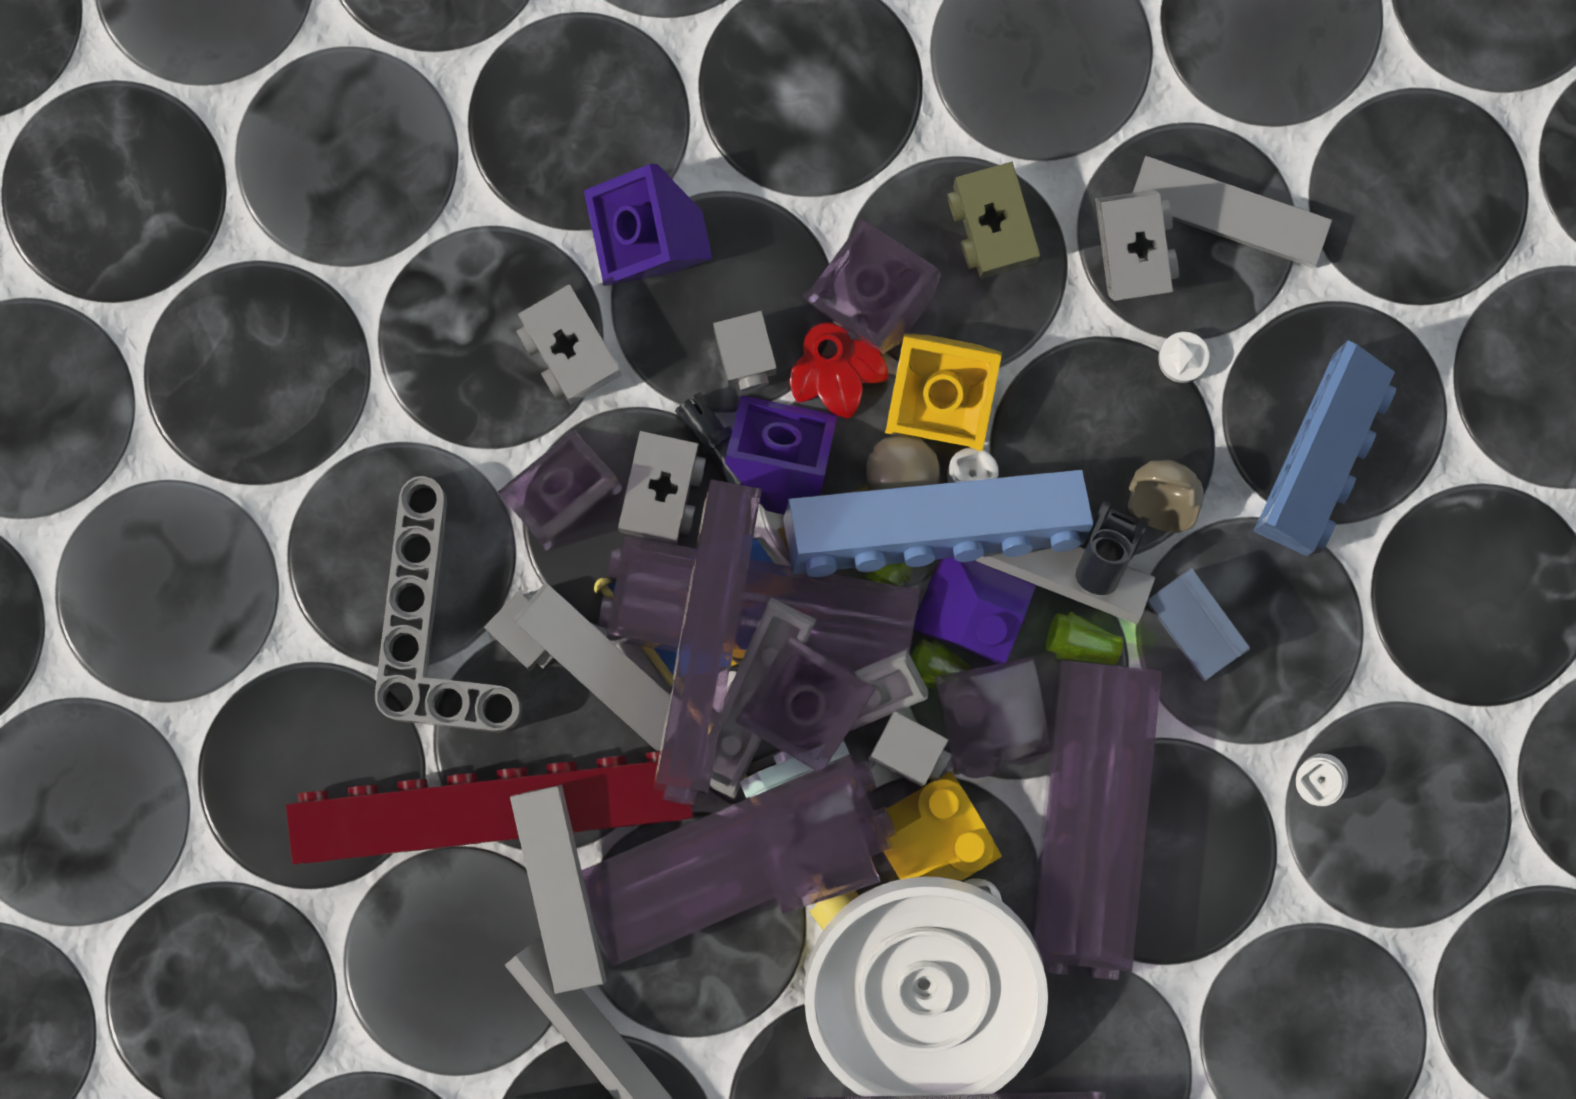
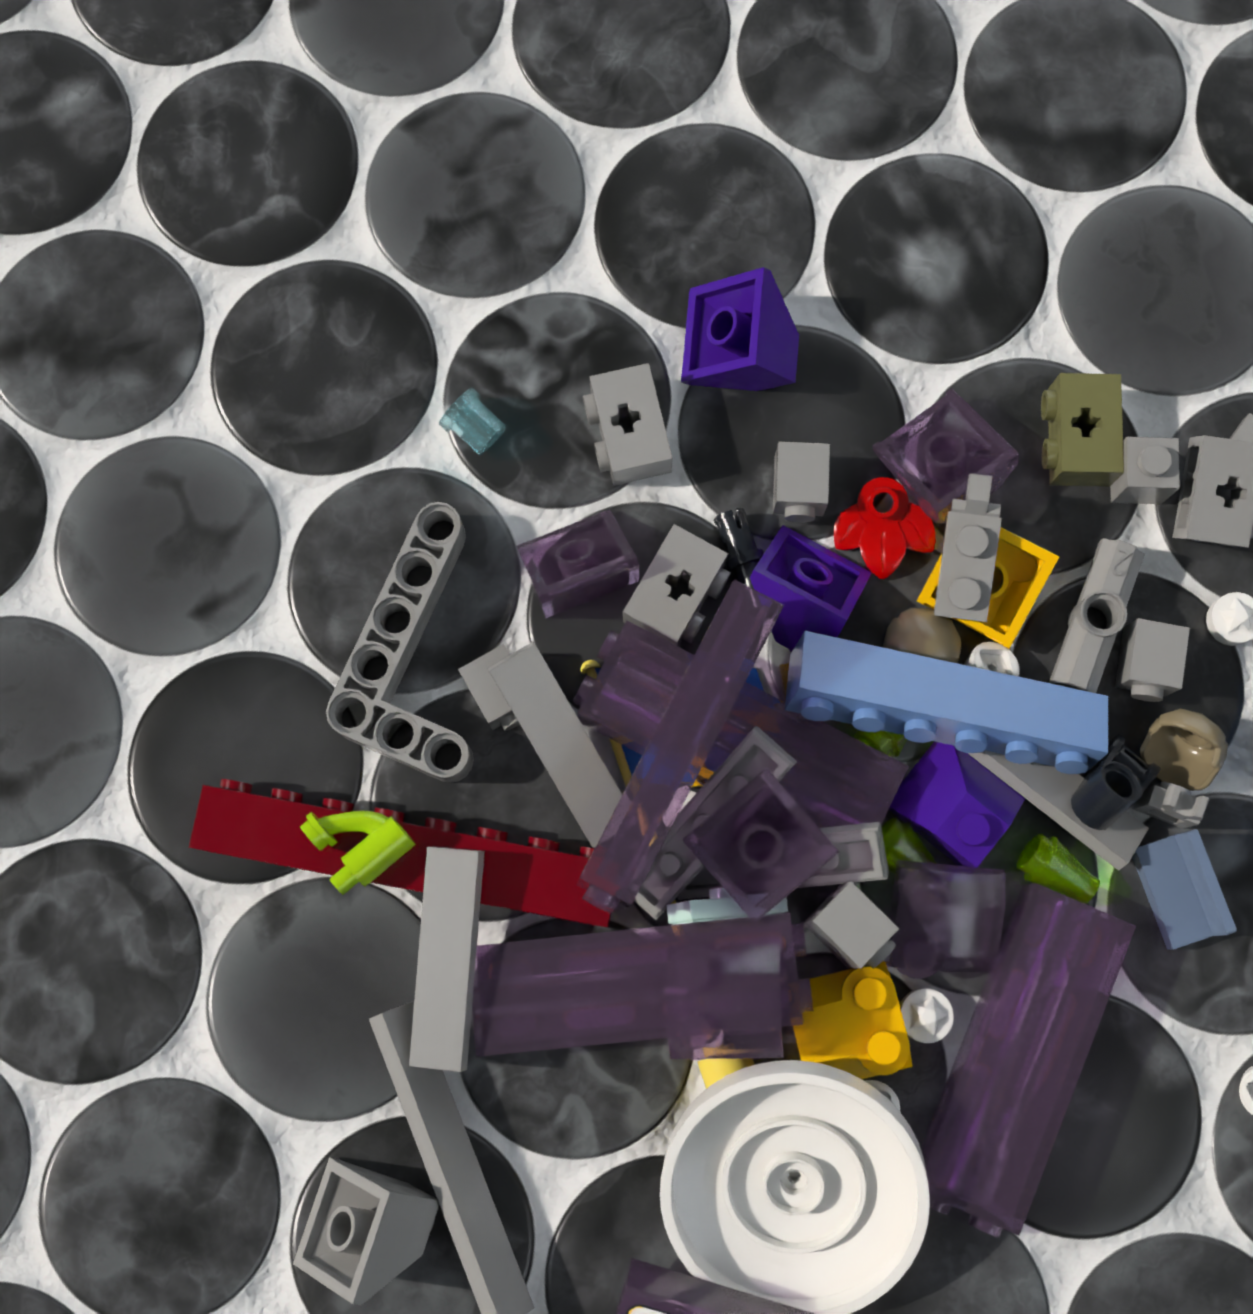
camera: 25 degrees right, 5 degrees down
(420, 387) = (473, 422): none -> clear light blue bush
(461, 822) = (370, 857): none -> lime plant
(918, 378) = (969, 554): none -> light grey hinge
(1002, 807) = (926, 1015): none -> white tile
(1059, 366) = (1109, 590): none -> light grey piece
(1062, 244) = (1149, 471): none -> light grey brick
(1115, 421) = (1152, 659): none -> light grey brick
(1167, 549) = (1172, 805): none -> light grey plate

